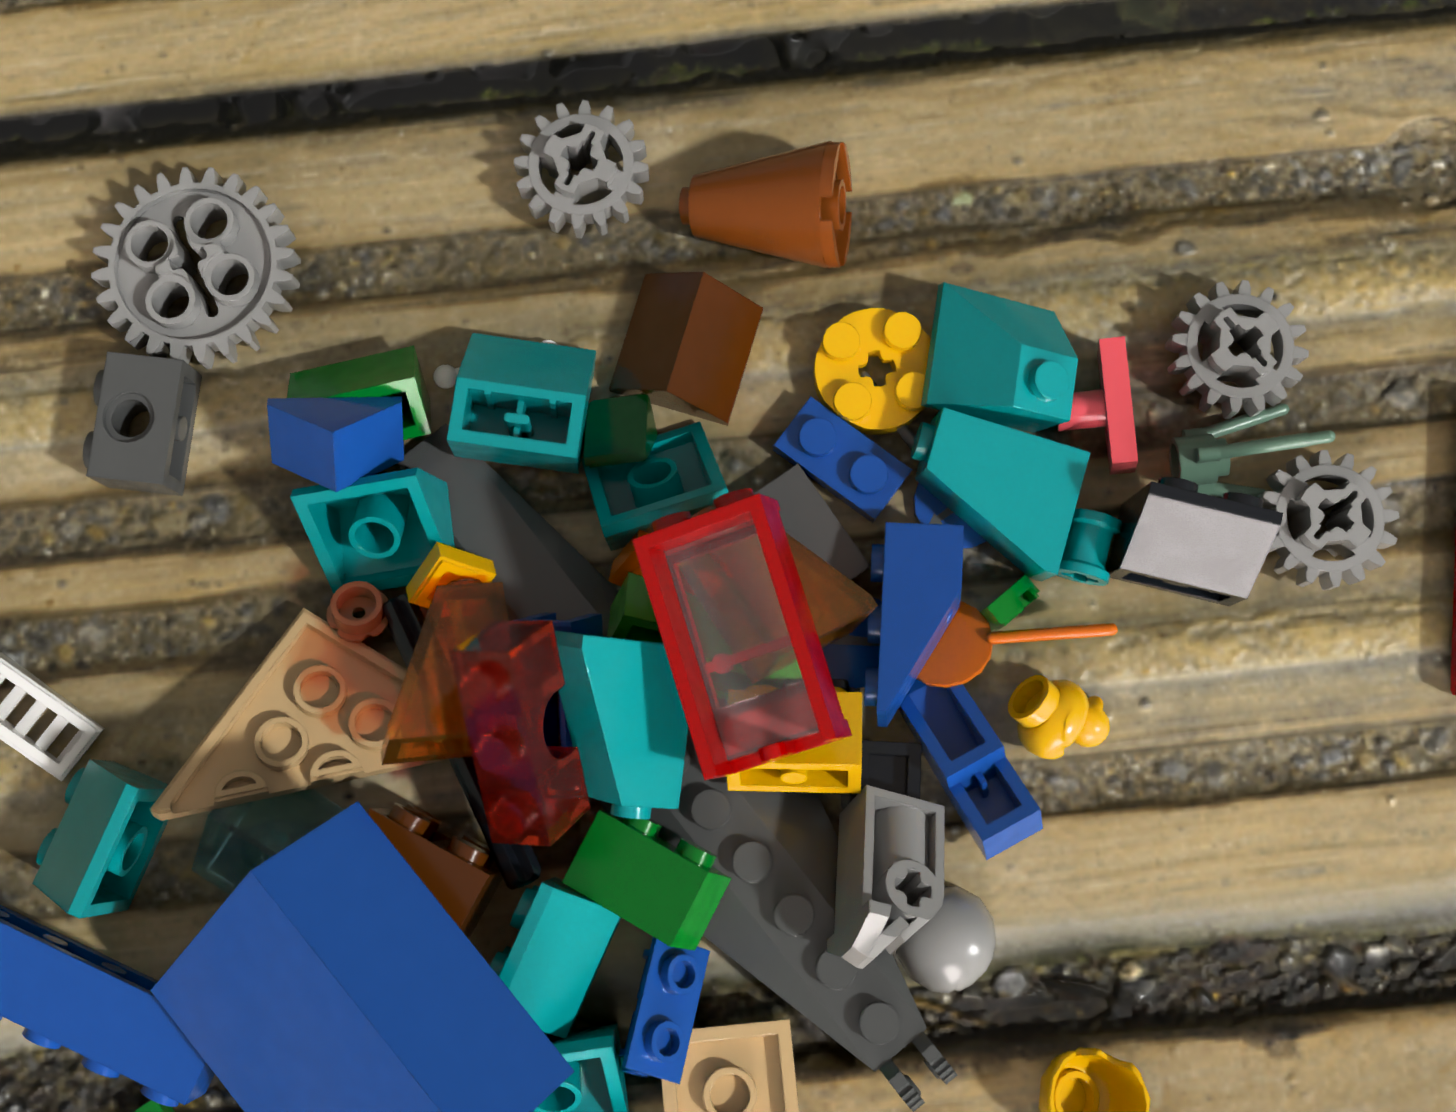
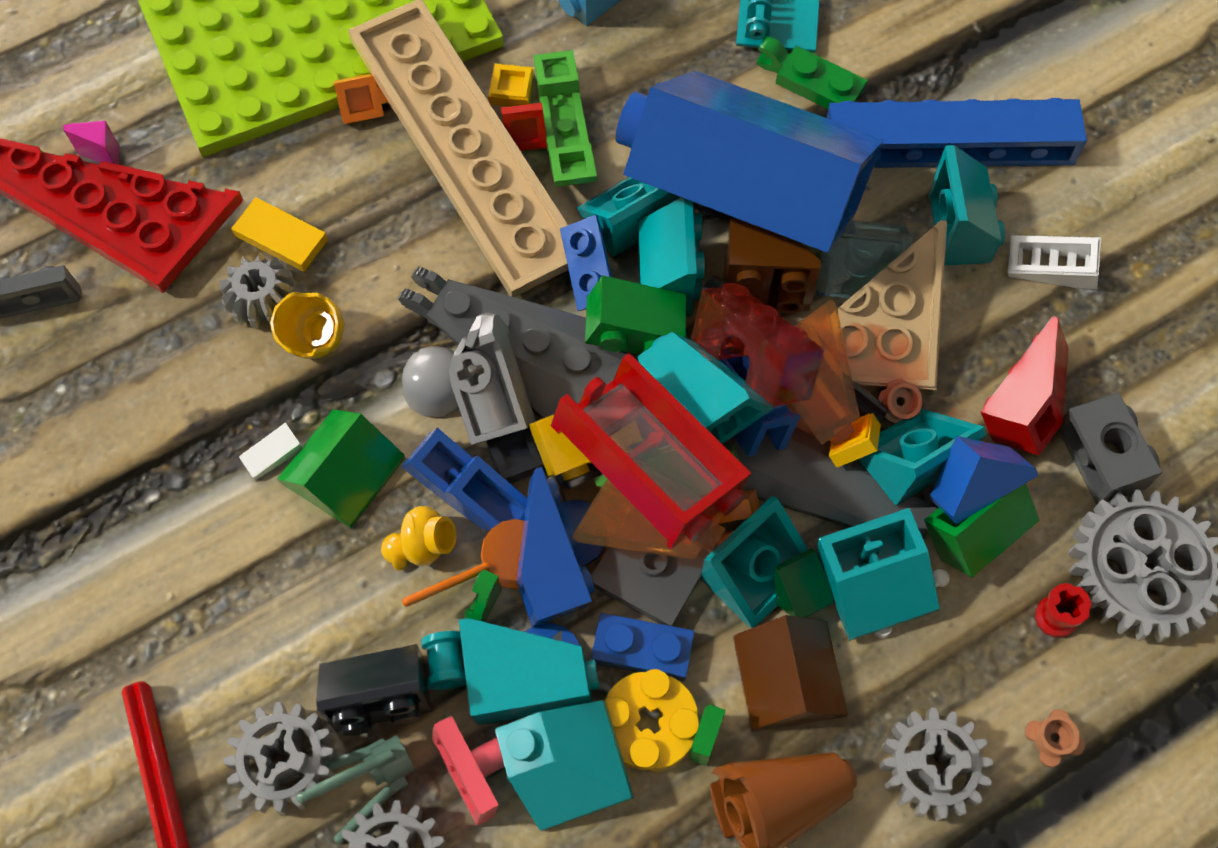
camera: 155 degrees right, 15 degrees down
(195, 527) = (1032, 397): none -> slope
(317, 252) = (1065, 596): none -> red bush
(425, 124) = (1069, 738): none -> nougat plate
(827, 309) = (706, 734): none -> green tile
(1119, 872) = (343, 466): none -> green slope
(1201, 940) = (271, 452): none -> white piece

